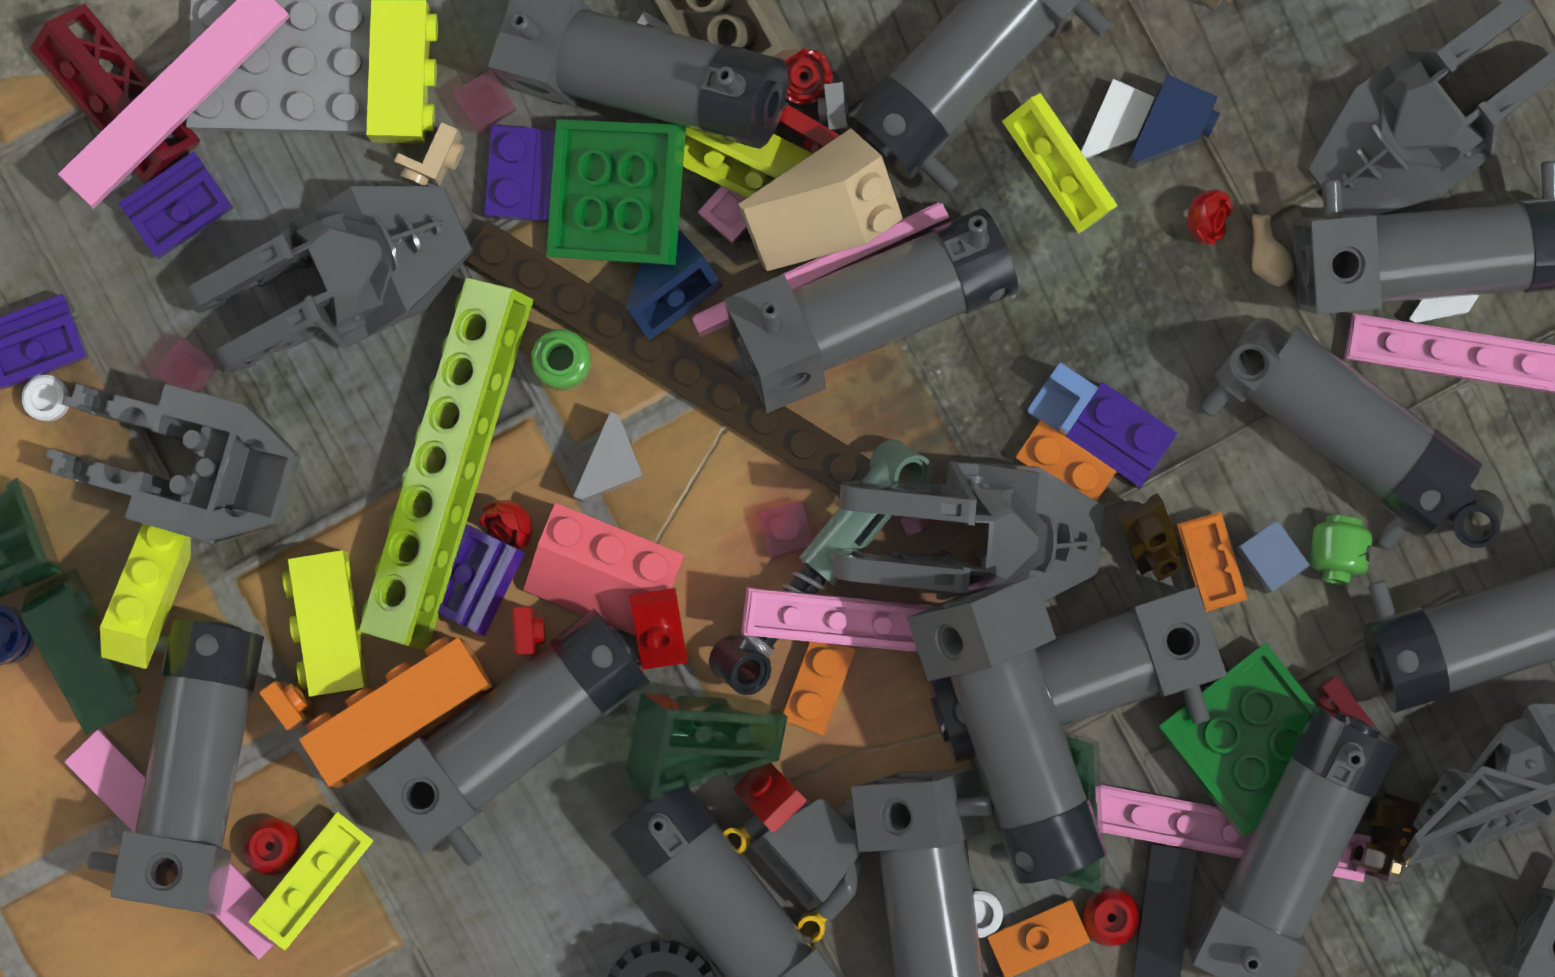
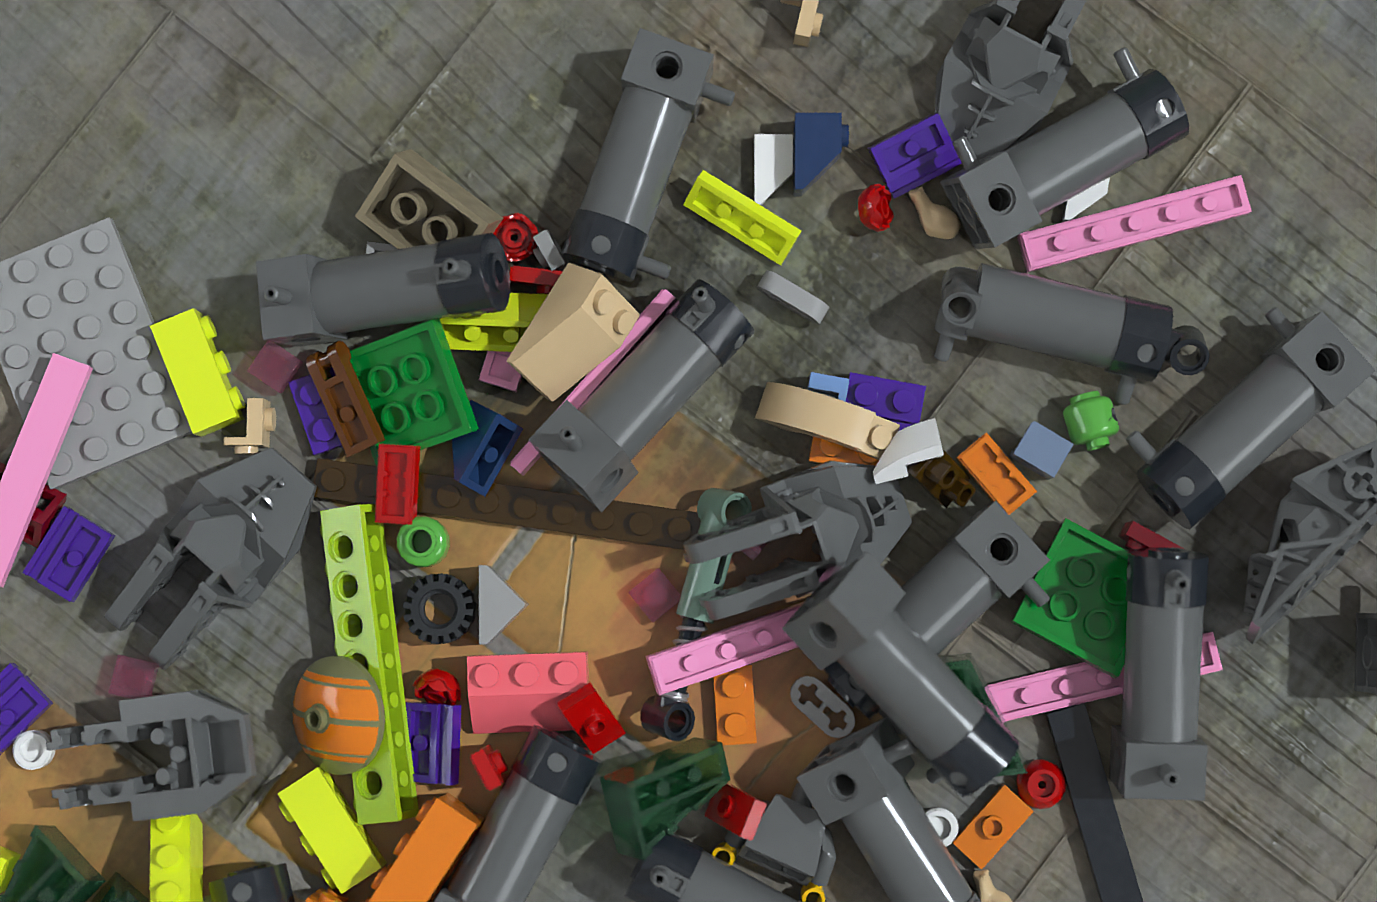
camera: 20 degrees left, 0 degrees up
(389, 504) = (338, 715): none -> dish
(540, 412) = (416, 602): none -> black tyre
(545, 169) = (344, 399): none -> reddish brown plate
(561, 285) = (397, 484): none -> red plate
(922, 723) = (828, 699): none -> light grey beam
(1056, 420) = (826, 418): none -> tan arch
(1076, 273) = (793, 297): none -> light grey beam
(1130, 487) = (907, 447): none -> white slope
(1277, 178) = (914, 155): none -> dark purple plate
(1391, 837) = (1230, 628): dark brown hips -> none

